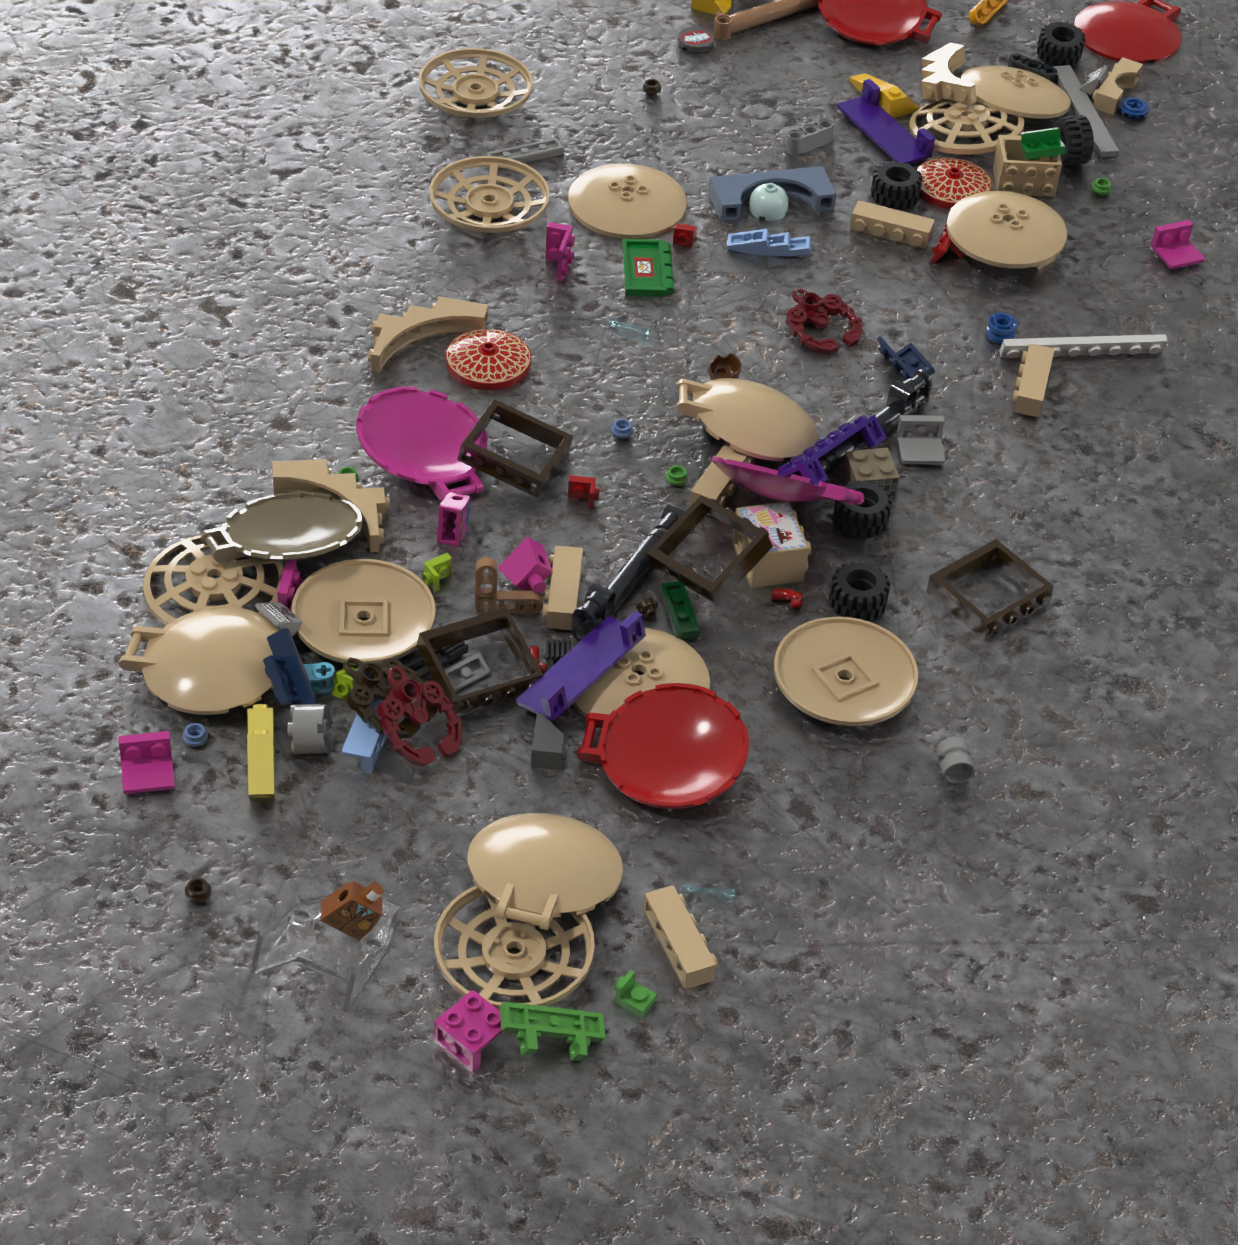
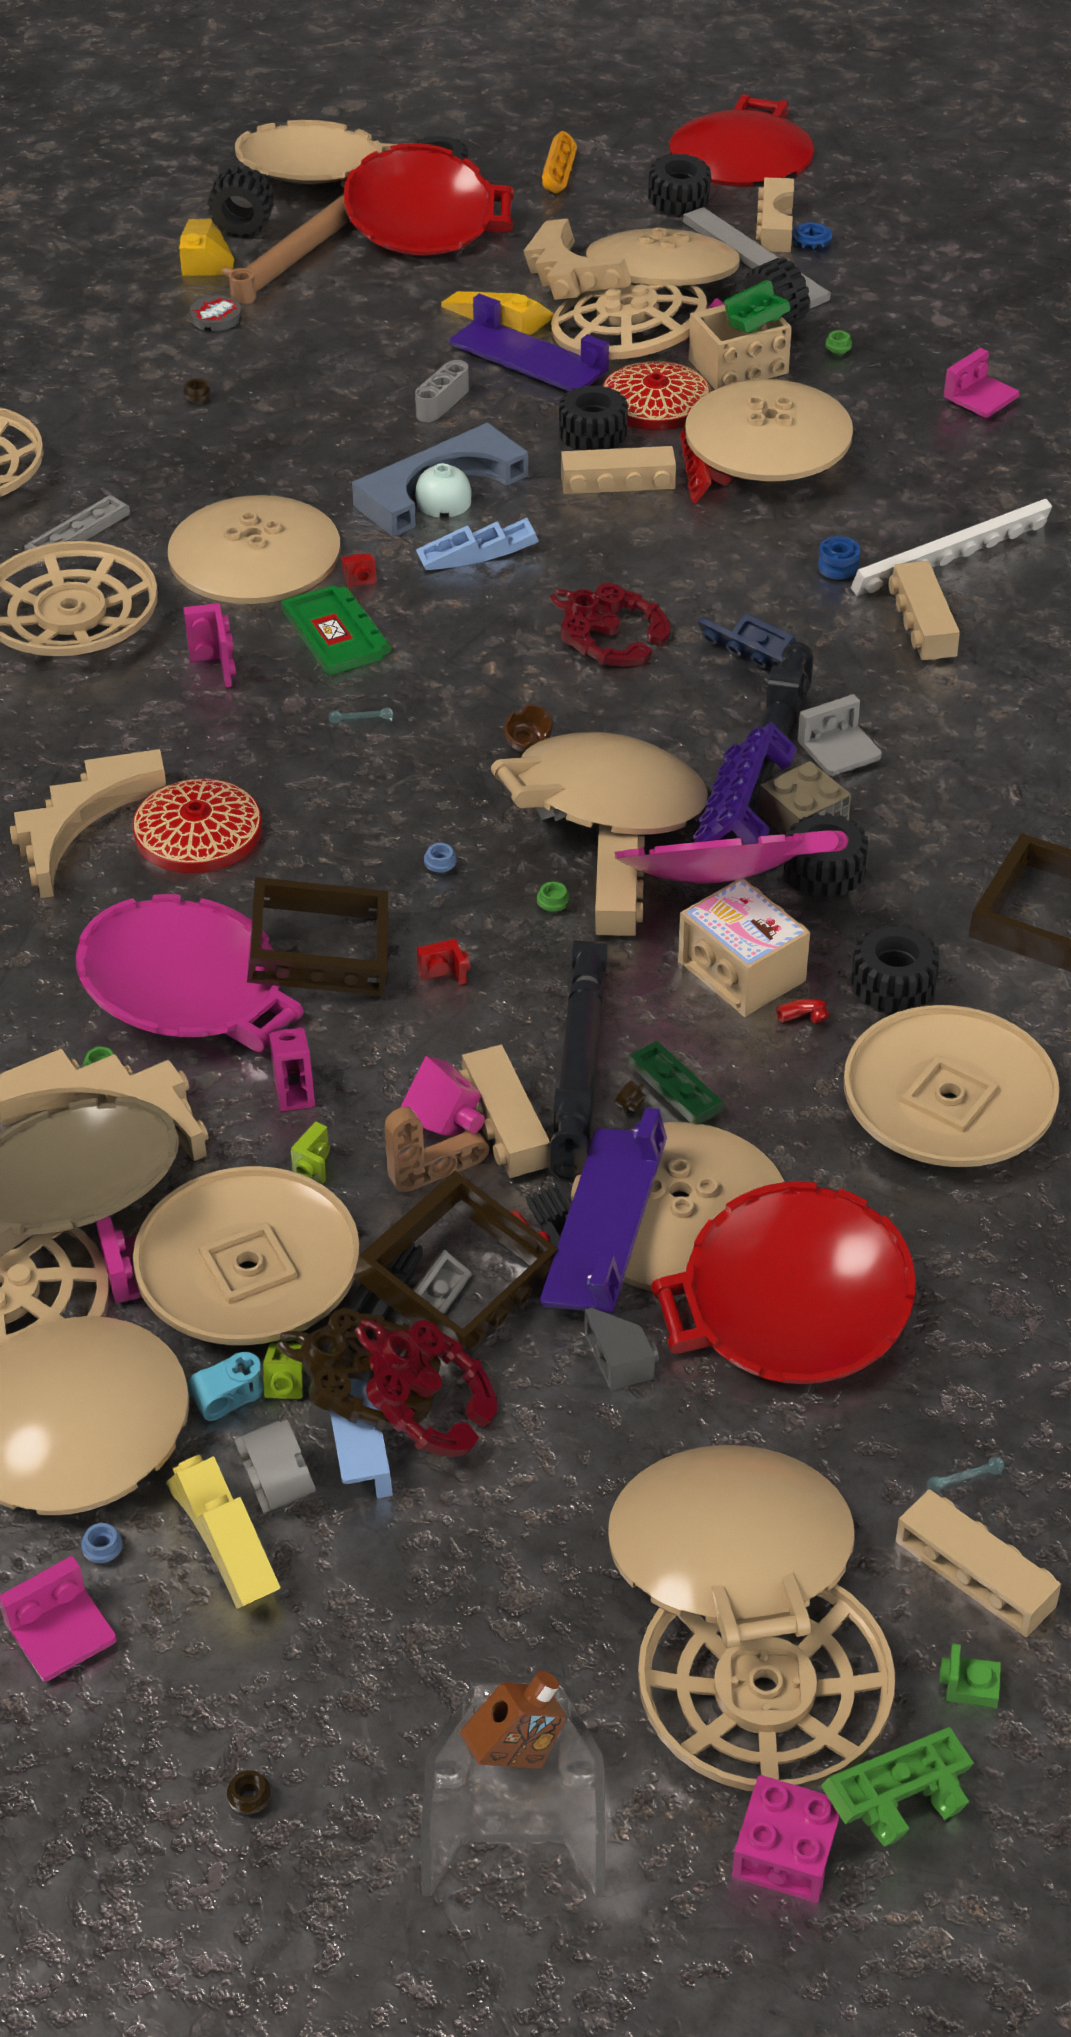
camera: 20 degrees left, 0 degrees up
(280, 616) = (133, 1309): light grey slope -> none
(287, 671) = (200, 1390): dark blue bracket -> none
(736, 570) = (672, 1033): dark brown window -> none
(1025, 63) = (646, 220): black beam -> none
(1093, 80) = (745, 216): light grey slope -> none

